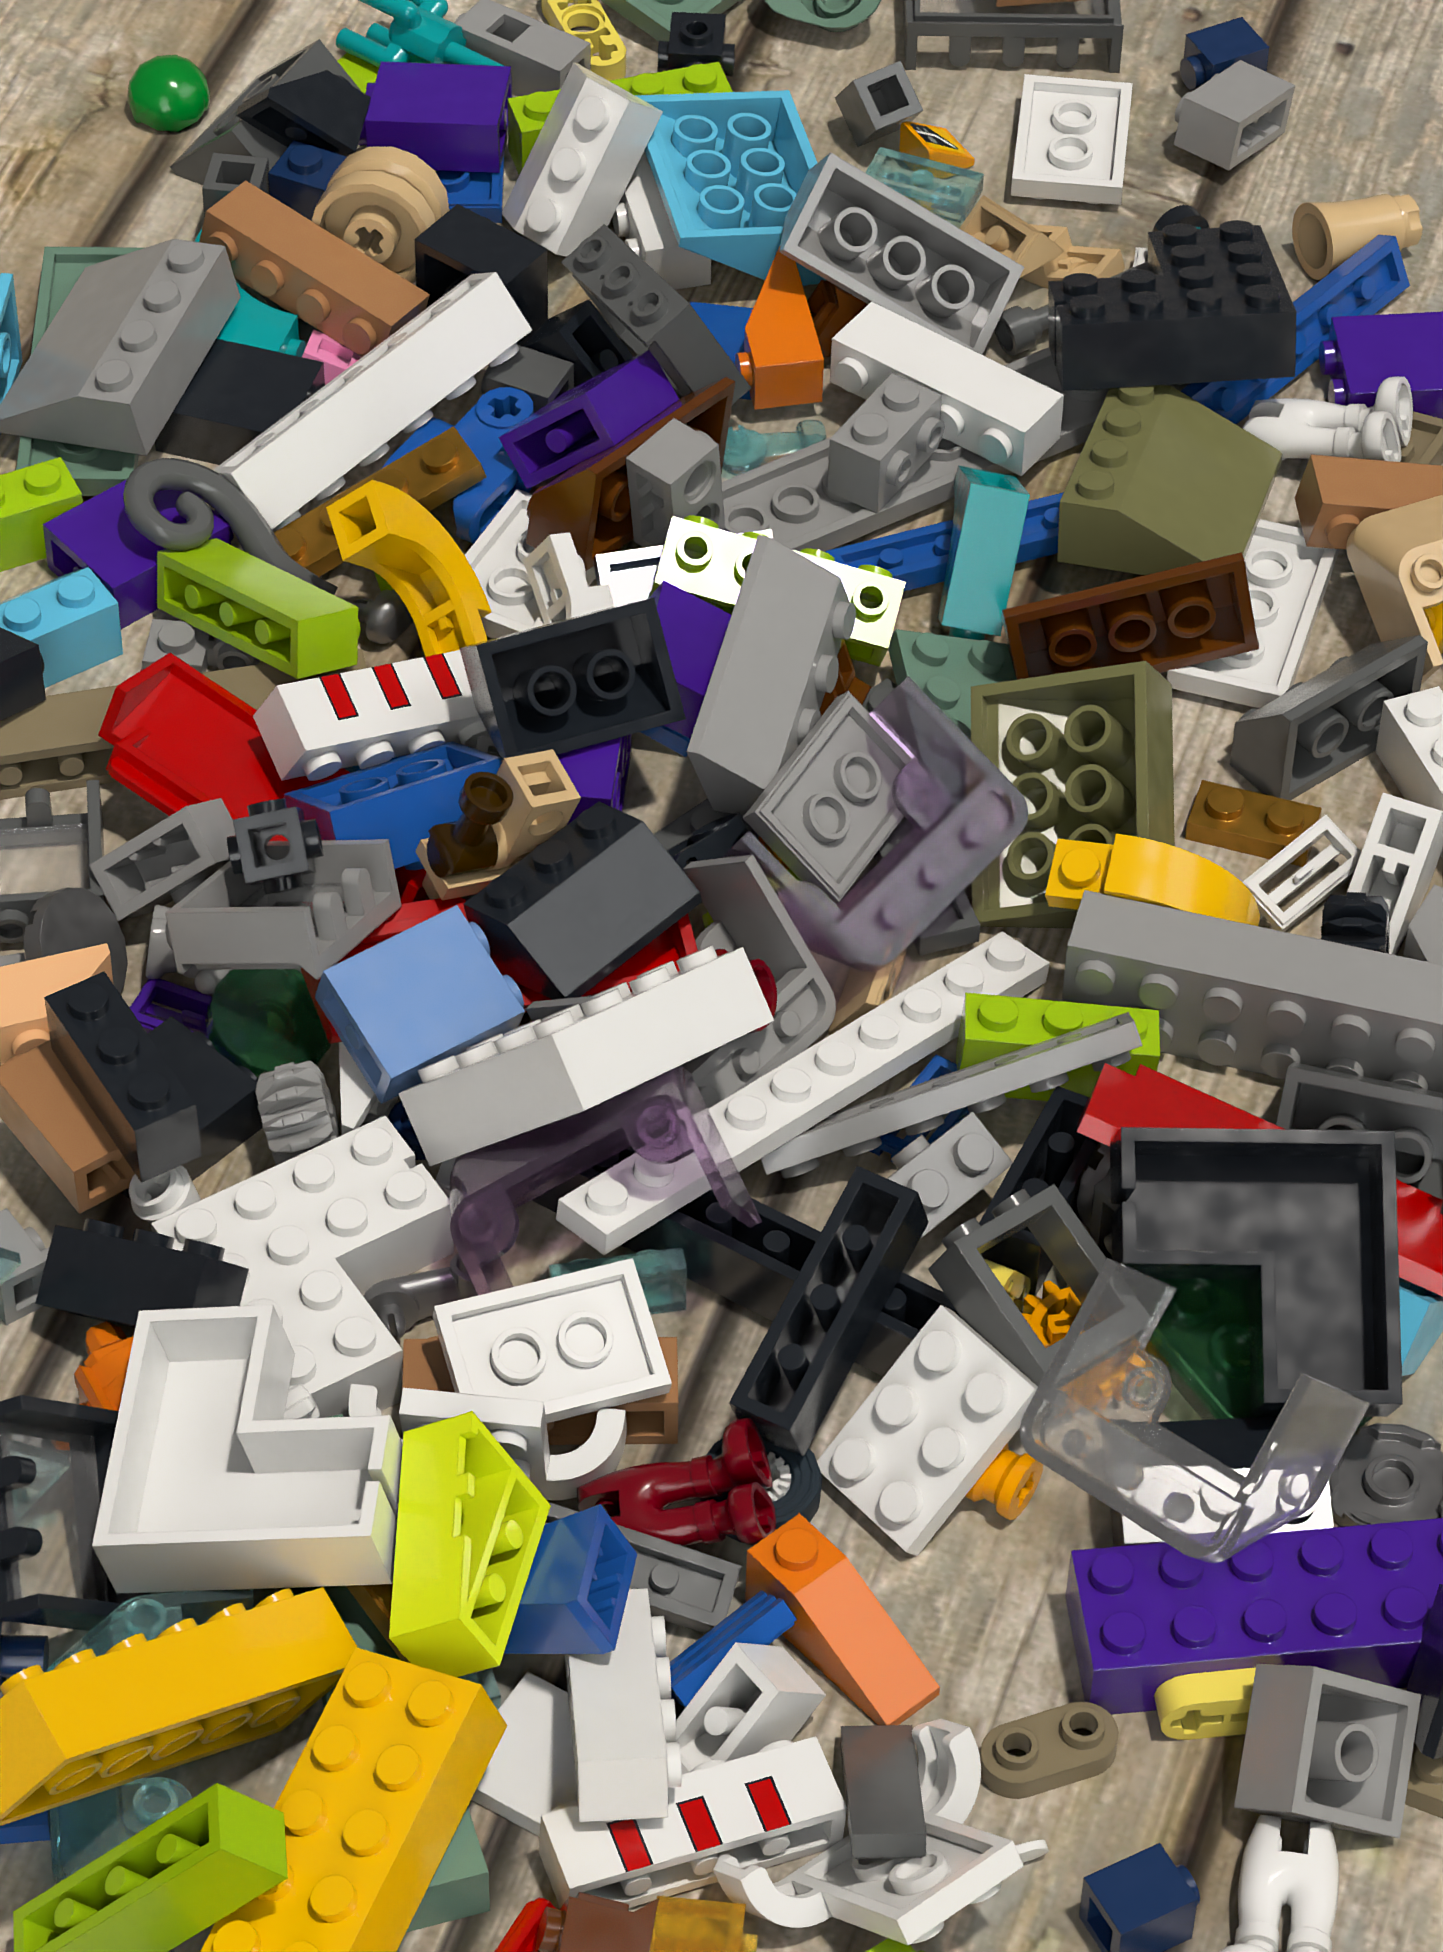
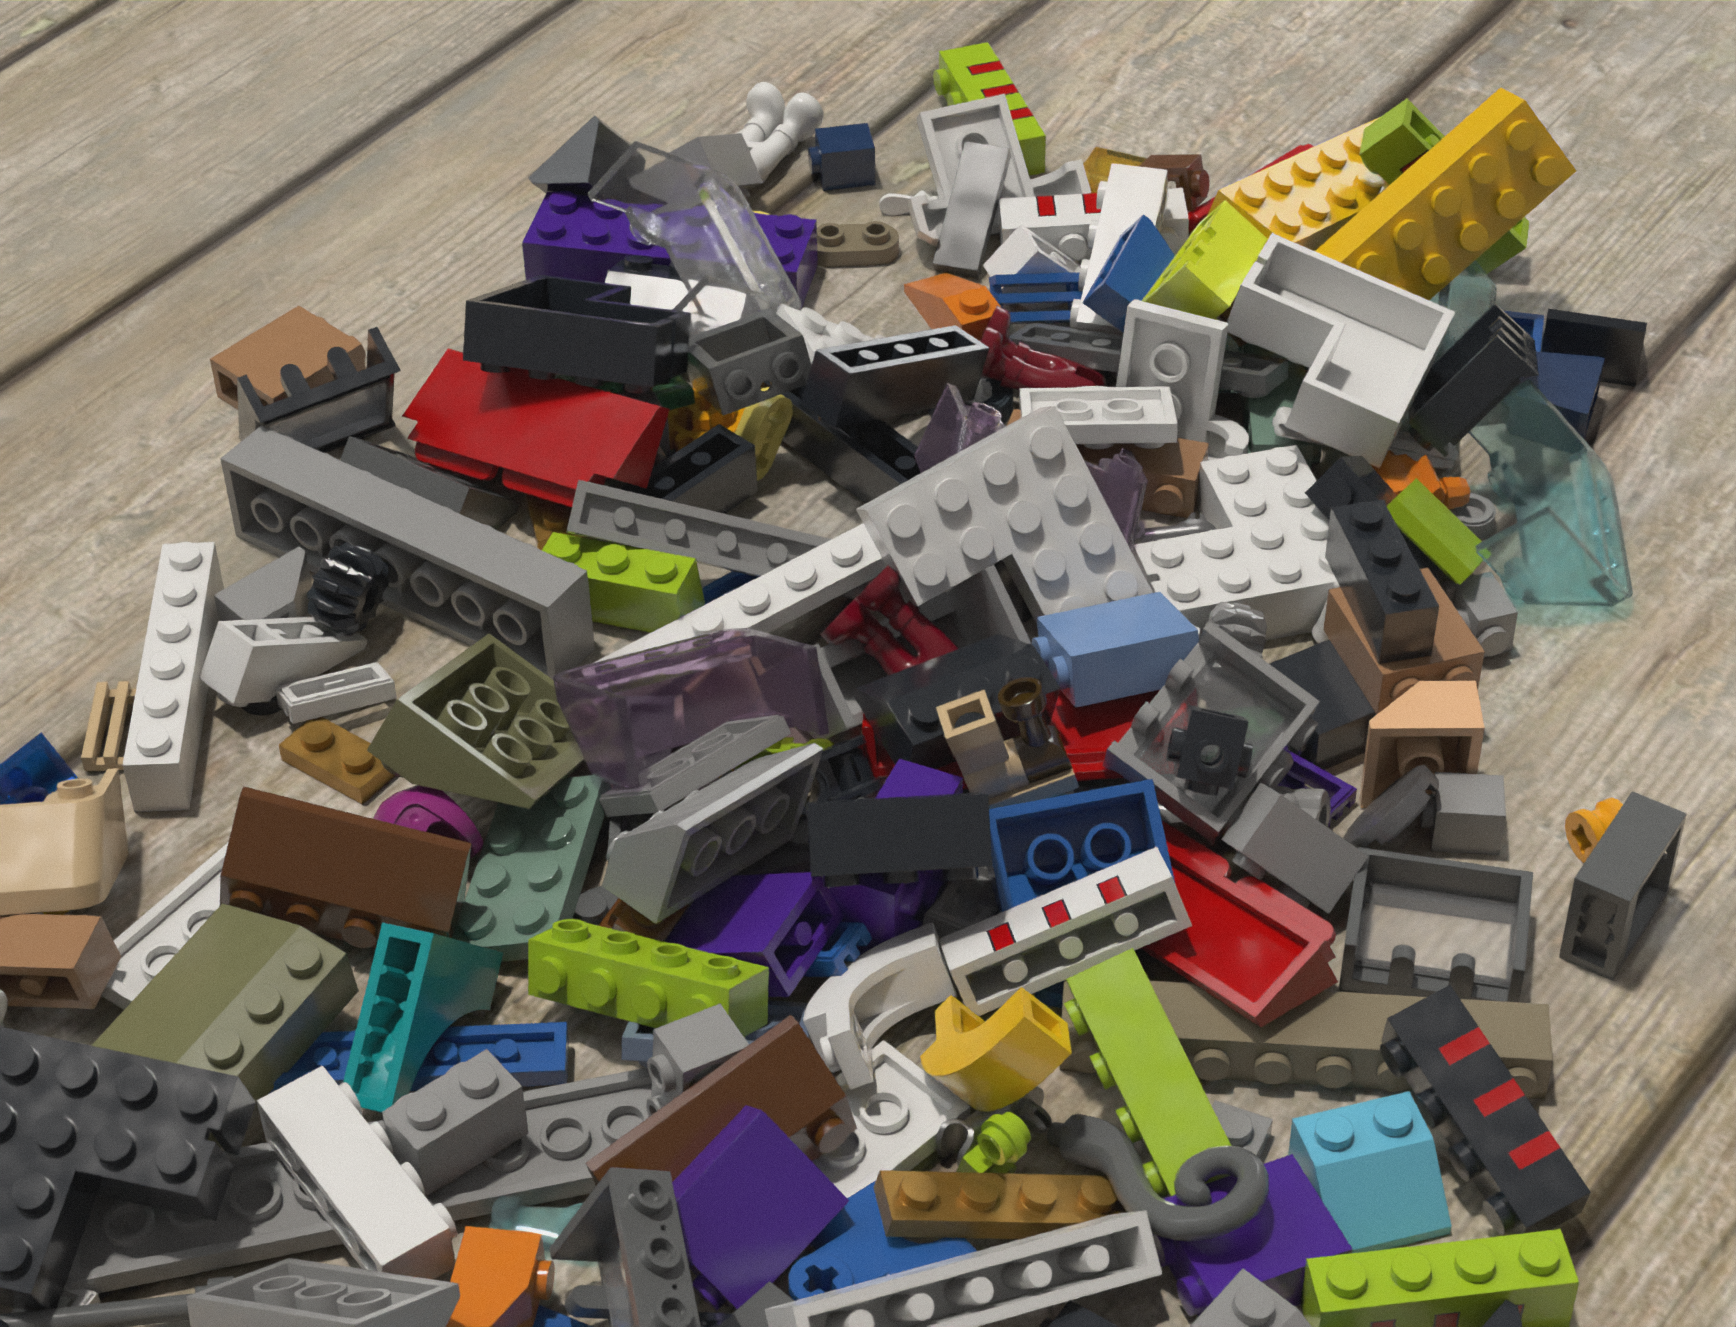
camera: 160 degrees left, 5 degrees down
(72, 1276) = (1436, 531): none -> lime tile
(950, 1167) = (781, 498): light grey brick -> none
(1148, 874) = (481, 615): yellow arch -> none
(1326, 720) = (194, 777): dark grey slope -> none

